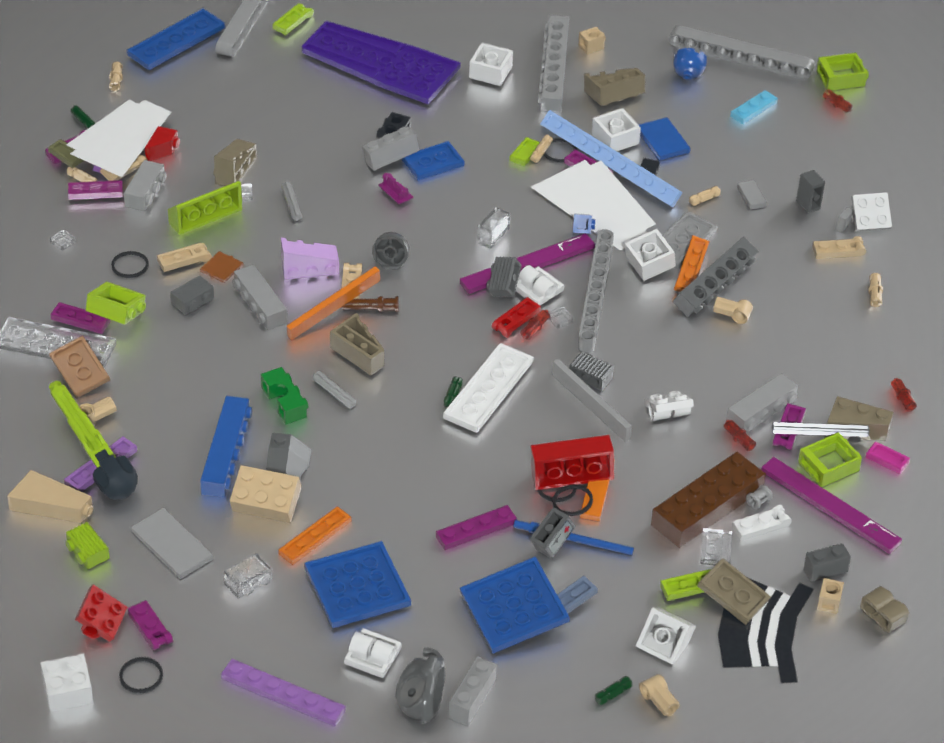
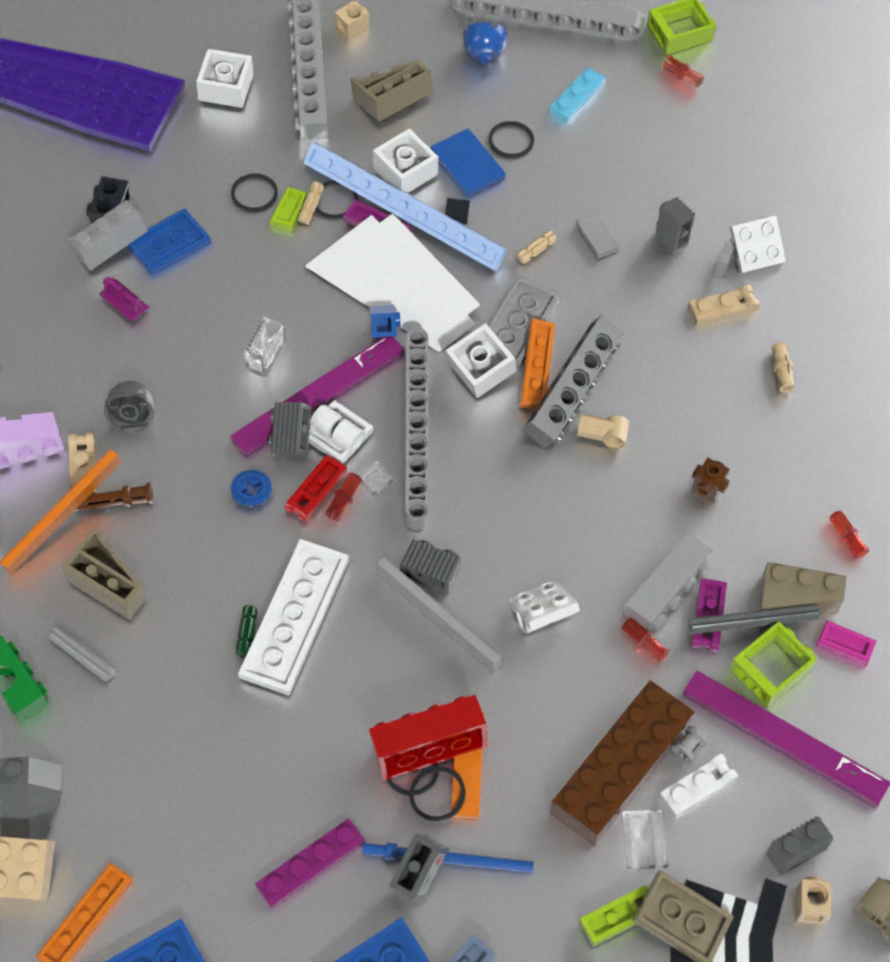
camera: 10 degrees left, 15 degrees up
(472, 306) = (254, 479): none -> blue gear
(500, 129) = (254, 209): none -> black piece
(695, 138) = (511, 123): none -> black piece
(806, 347) = (710, 479): none -> reddish brown brick

